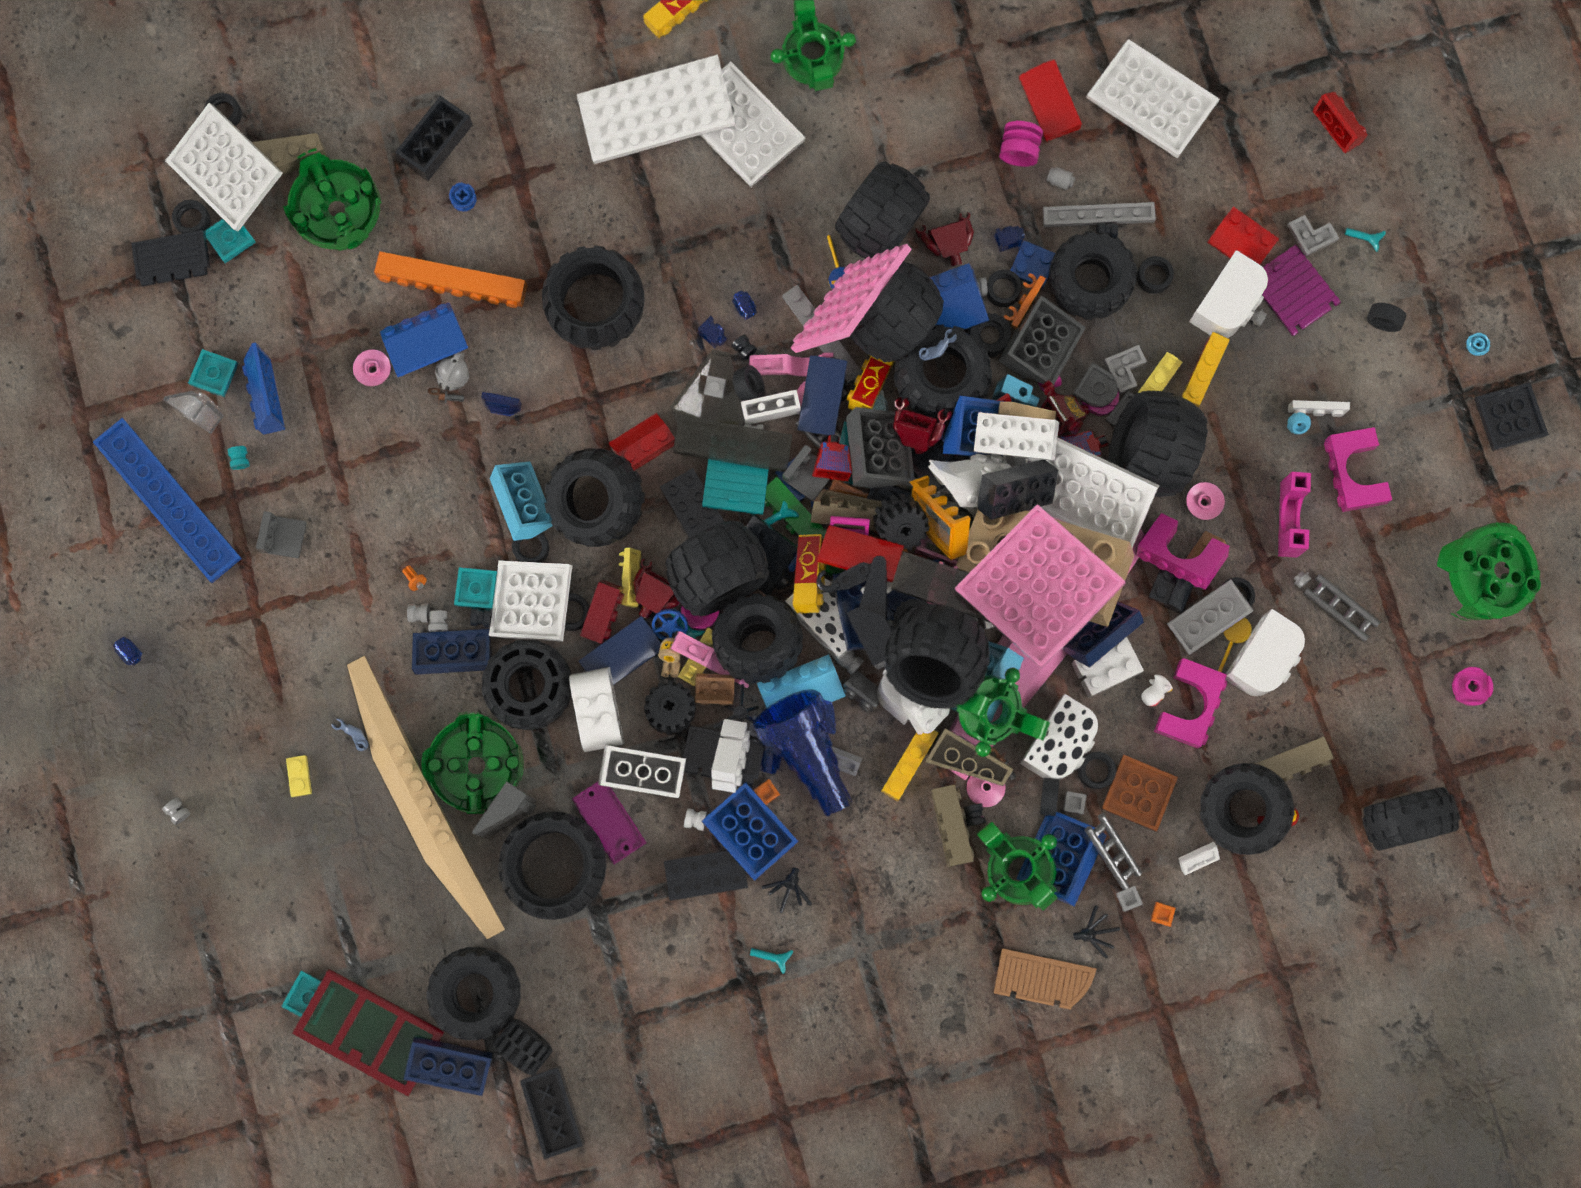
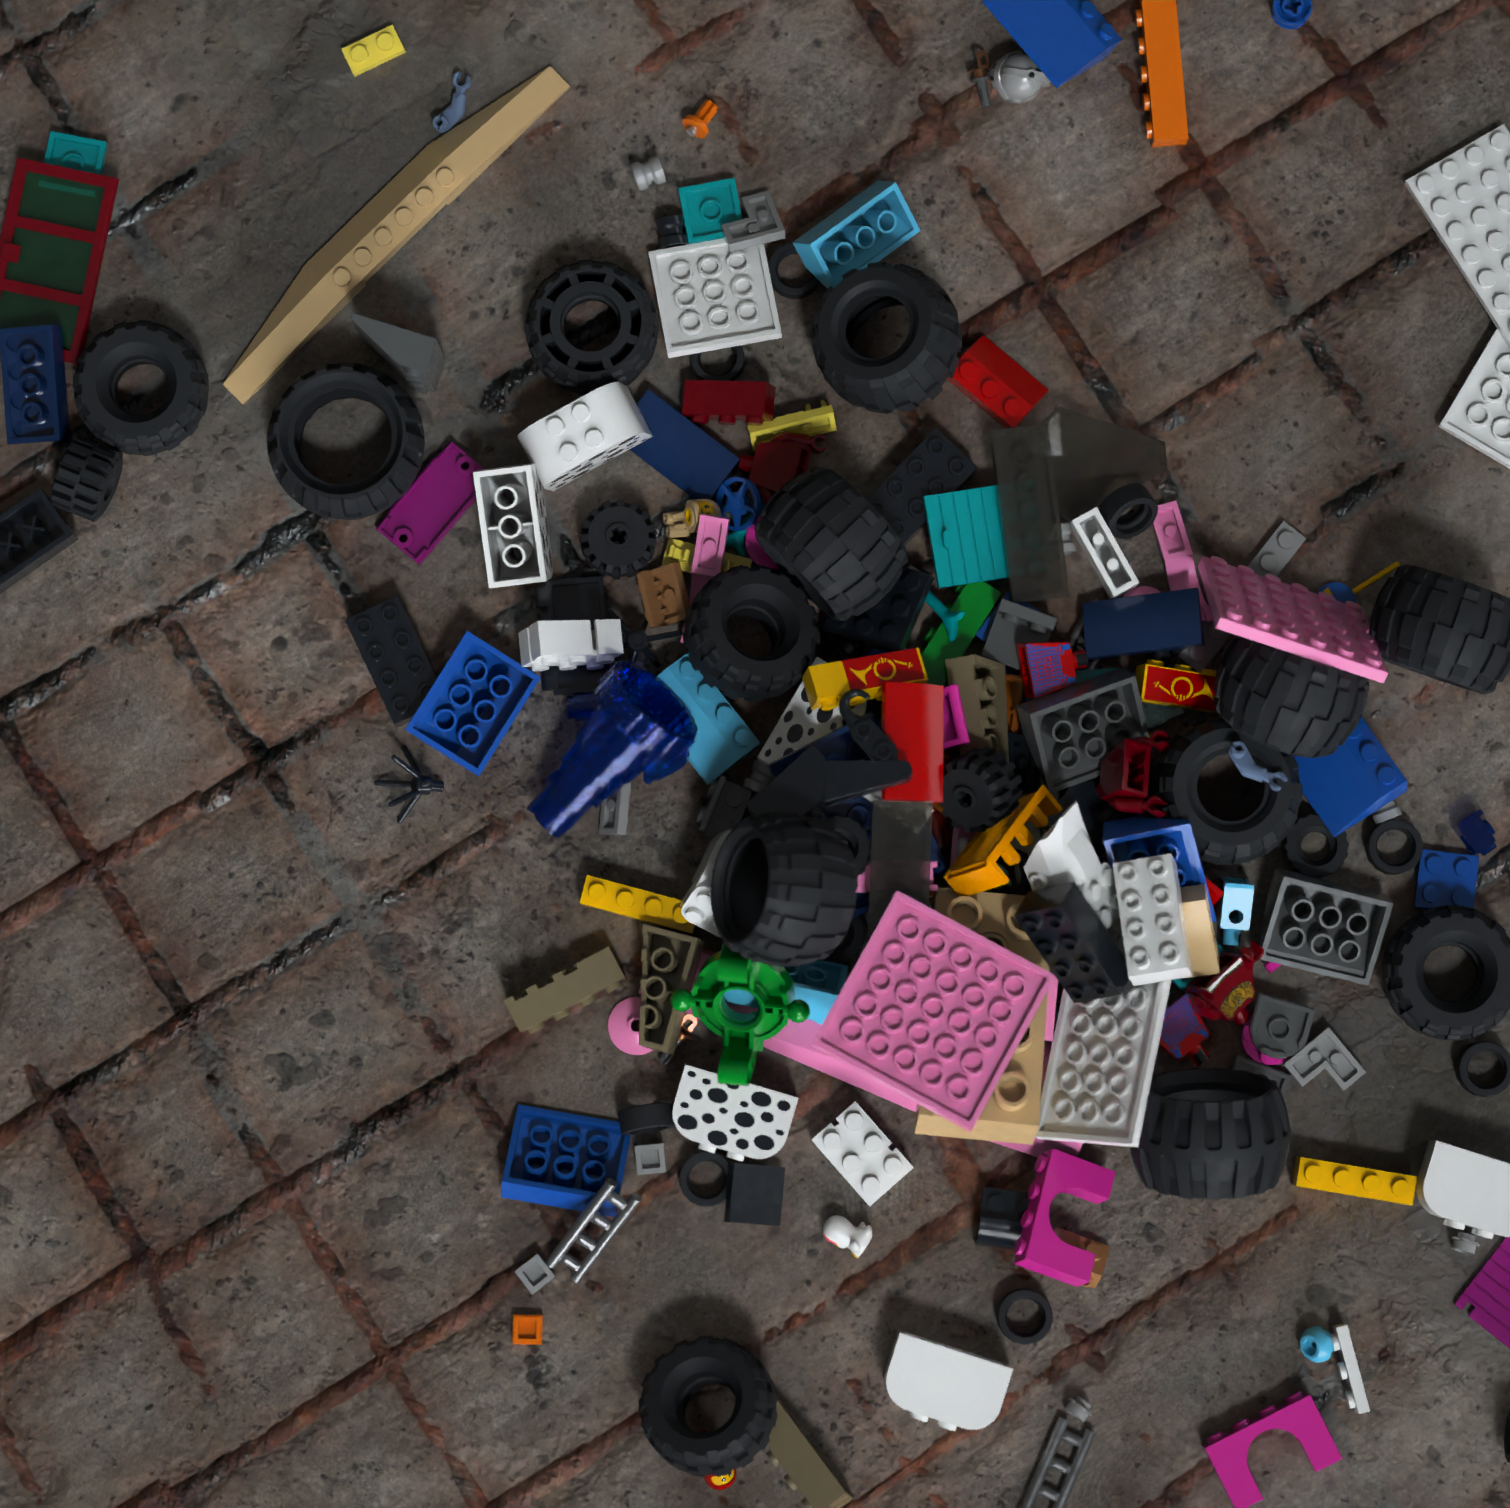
camera: 75 degrees right, 5 degrees up
(418, 612) = (652, 141): light grey wheel -> none
(448, 759) = (452, 250): green piece -> none
(451, 651) = (611, 205): dark blue slope -> none
(496, 560) = (759, 227): none -> light grey plate
(501, 404) = (992, 162): clear blue slope -> none
(593, 262) = (1190, 187): black tyre -> none
(694, 819) = (471, 621): white wheel -> none
(712, 333) = (1193, 435): clear blue brick -> none
(715, 386) = (1110, 463): light grey plate -> none
(744, 304) = (1251, 469): clear blue brick -> none
(744, 347) = (1185, 488): black wheel -> none
(766, 792) = (539, 713): orange tile -> none
(780, 959) = (309, 800): teal piece -> none
(949, 239) = (1445, 744): dark red torso -> none
(974, 814) = (591, 1019): black wheel -> none
(1025, 300) = (1382, 883): orange plate -> none
(1038, 887) = (505, 1133): green piece -> none
(1042, 979) = (387, 1180): medium nougat piece -> none
(1089, 933) = (468, 1230): black plant -> none
(1097, 640) = (890, 1122): dark blue slope -> none
(1115, 742) = (754, 1194): none -> black tile
(1139, 793) = (690, 1250): dark orange plate -> none
(1162, 373) = (1325, 1118): light yellow plate -> none
(1199, 858) = (621, 1359): white plate -> none
(1209, 493) = (1169, 1239): bright pink dish -> none
(1210, 617) = (979, 1285): light grey plate -> none
(1210, 685) = (880, 1311): dark pink arch -> none
(1236, 634) = (975, 1330): yellow piece -> none
(1292, 539) = (1196, 1361): dark pink arch -> none

